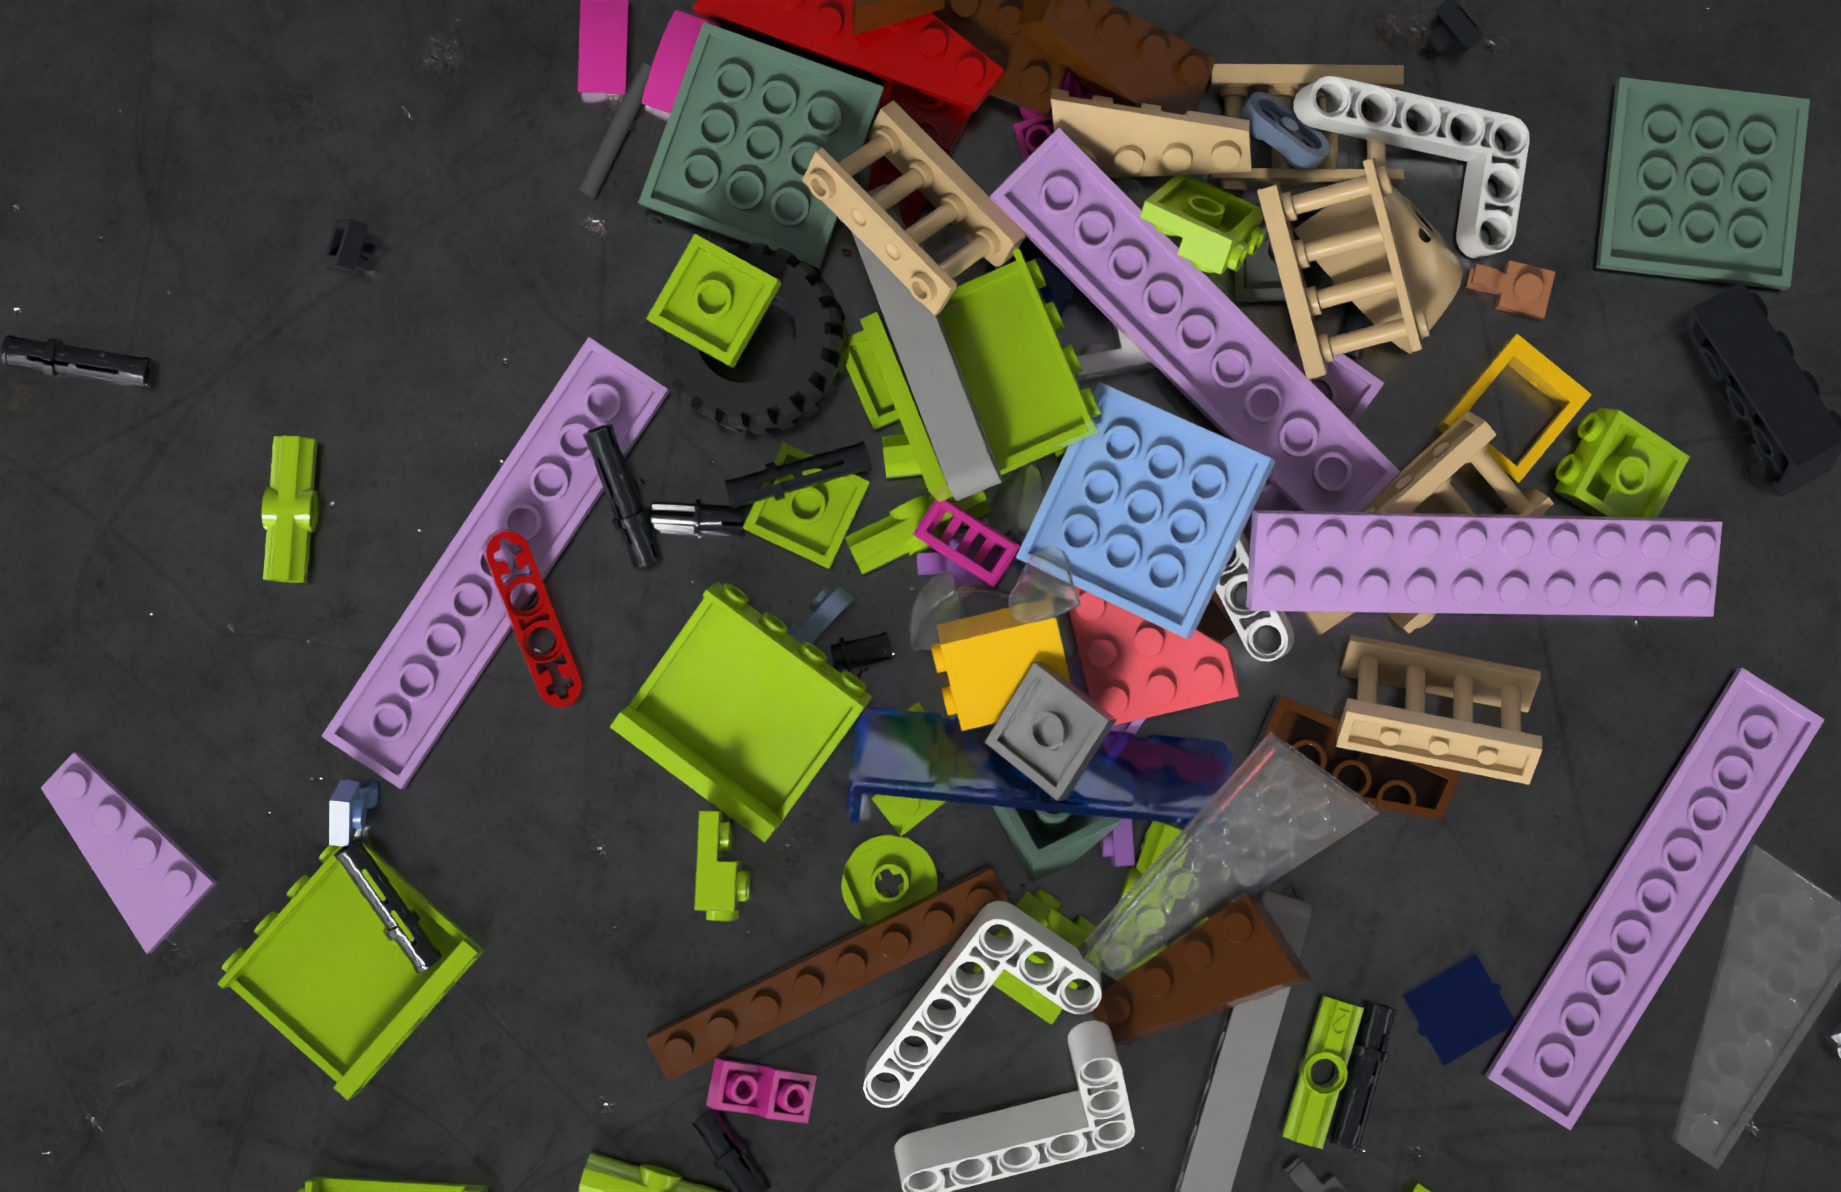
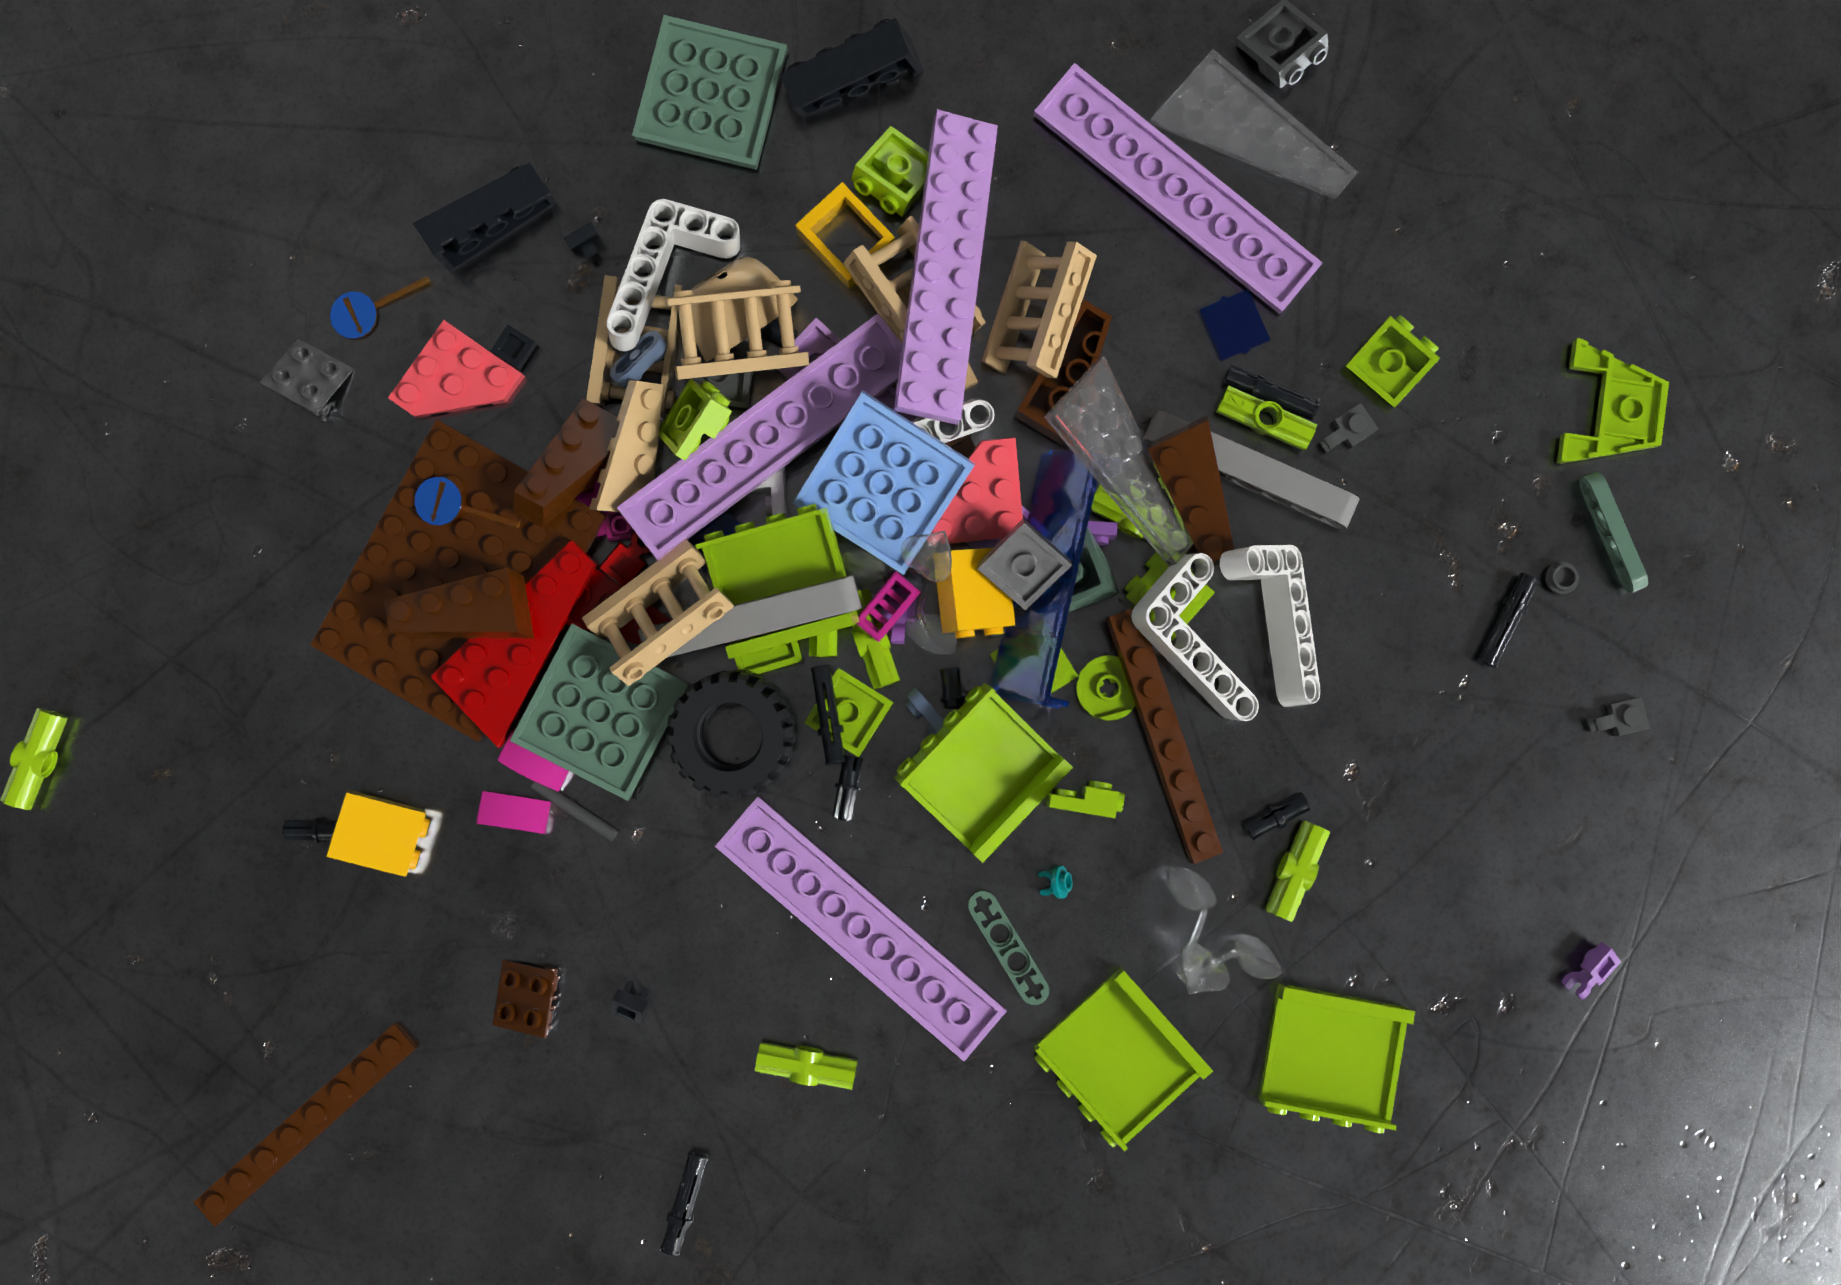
camera: 90 degrees left, 0 degrees up
(133, 858) = (1027, 1203): lavender wing -> none
(340, 98) = (526, 998): none -> reddish brown hinge
(349, 810) = (1017, 1046): medium blue plate -> none
(419, 951) = (1117, 1010): black pin -> none
(490, 776) = (1007, 947): none -> sand green beam
(496, 1056) = (1197, 965): none -> clear plant
(526, 620) = (903, 911): red beam -> none
(597, 845) = (1060, 882): none -> teal plate
(619, 487) = (815, 838): black pin -> none
(714, 300) = (704, 754): lime plate -> none
(761, 1090) = (1236, 790): dark pink slope -> none
(985, 151) = (624, 561): none -> red plate
(1519, 288) = (763, 221): nougat plate -> none

